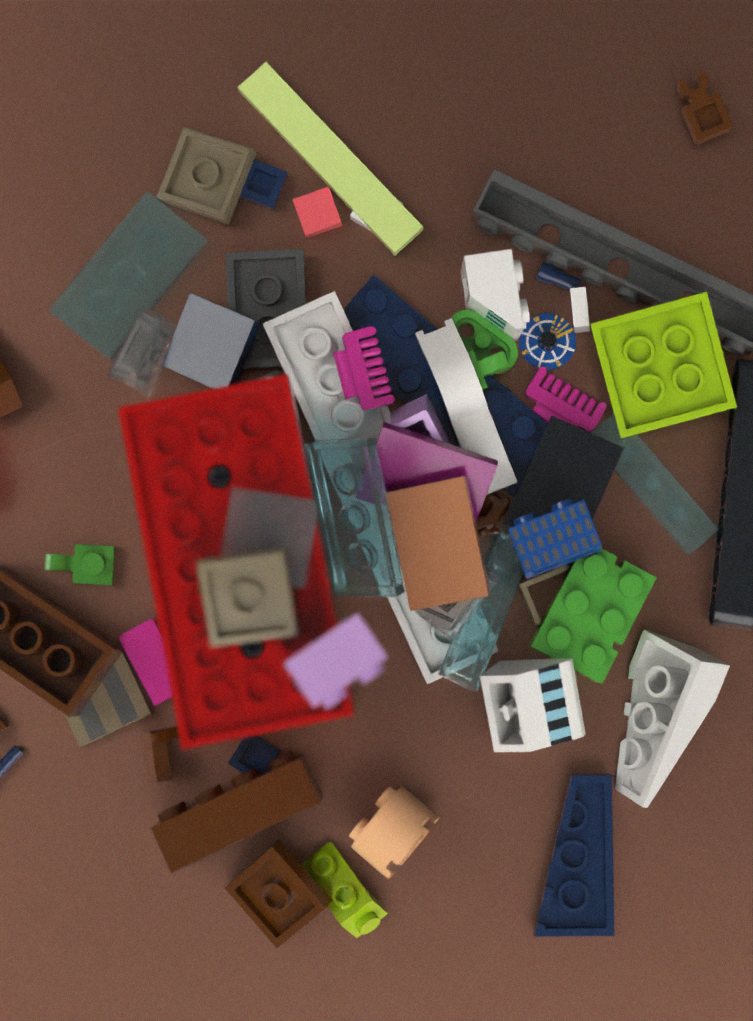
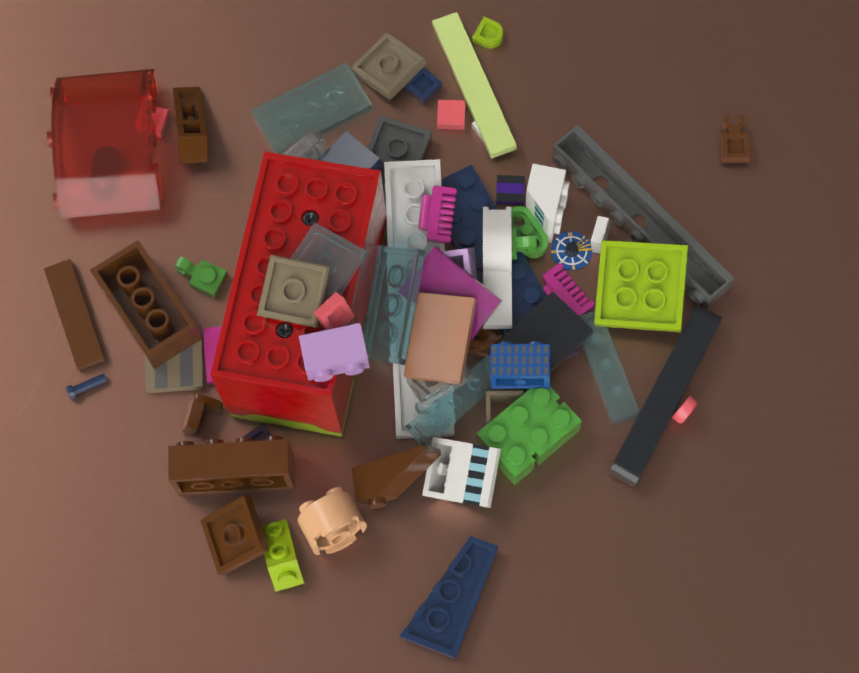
camera: 25 degrees right, 15 degrees down
(314, 608) = (334, 312): none -> coral tile
(320, 76) = (488, 34): none -> lime tile
(437, 289) = (510, 190): none -> tile
(443, 745) = (391, 475): none -> reddish brown slope
(548, 274) = (590, 208): dark blue piece -> none
(668, 702) = (560, 512): white wedge -> none

